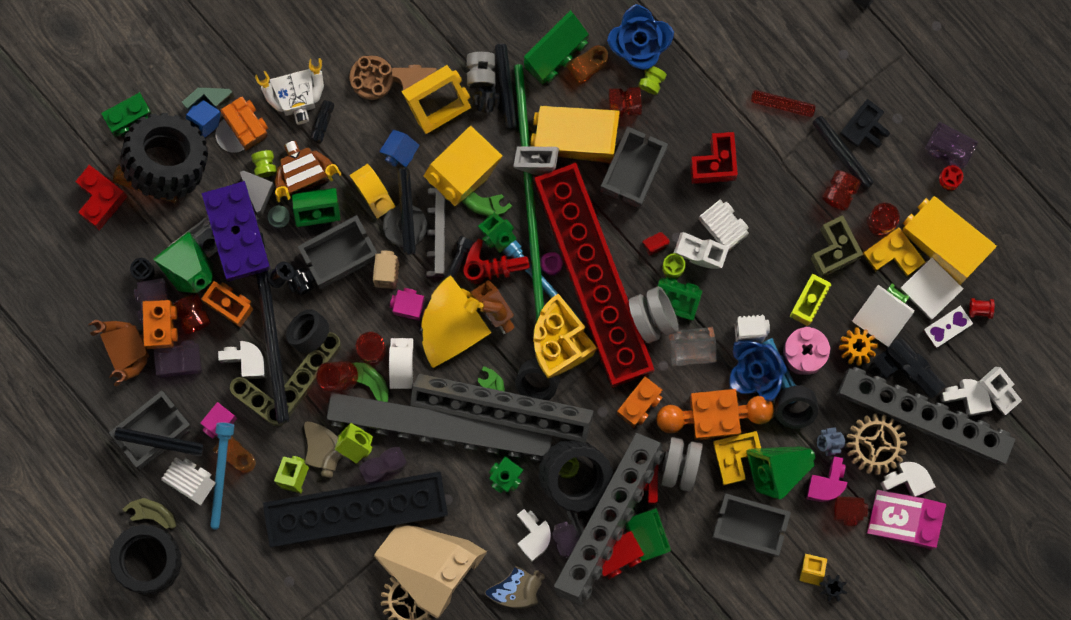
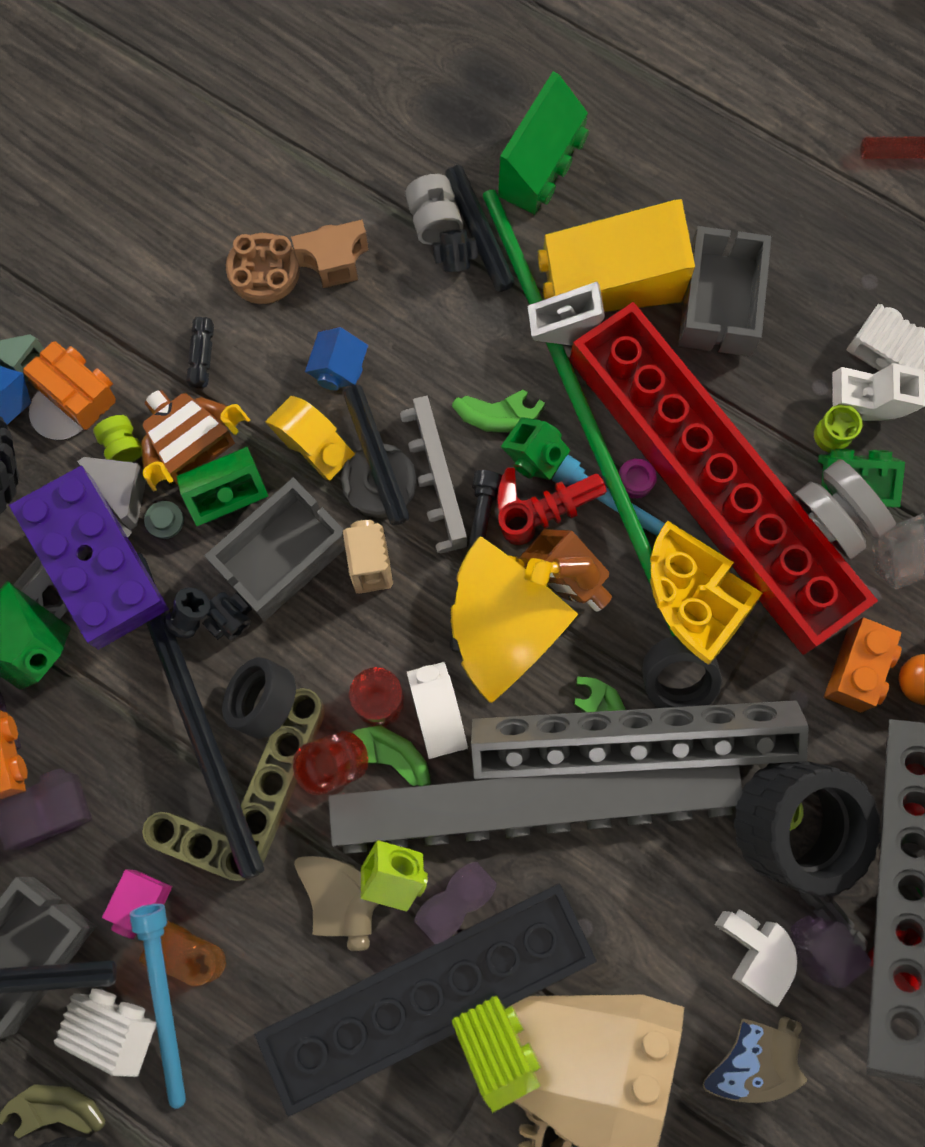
camera: 15 degrees left, 5 degrees down
(191, 315) = (47, 722): clear red wheel -> none
(227, 304) = (105, 687): orange brick -> none
(251, 359) = (172, 774): white brick -> none
(288, 467) = (284, 973): lime brick -> none
(294, 92) = (142, 315): white torso -> none
(382, 541) = (495, 1054): none -> lime brick
(407, 304) = (419, 606): dark pink brick -> none
(427, 86) = (344, 282): yellow window -> none
(463, 166) = (450, 353): yellow slope -> none
(509, 468) = (691, 852): green brick -> none
(585, 66) = (599, 159): clear orange piece -> none
(626, 101) = (683, 186): clear red wheel -> none
(640, 22) = (668, 105): blue brick -> none
(652, 79) = (704, 164): lime wheel -> none
(656, 243) = (795, 402): red slope -> none
(720, 165) = (855, 249): red brick -> none

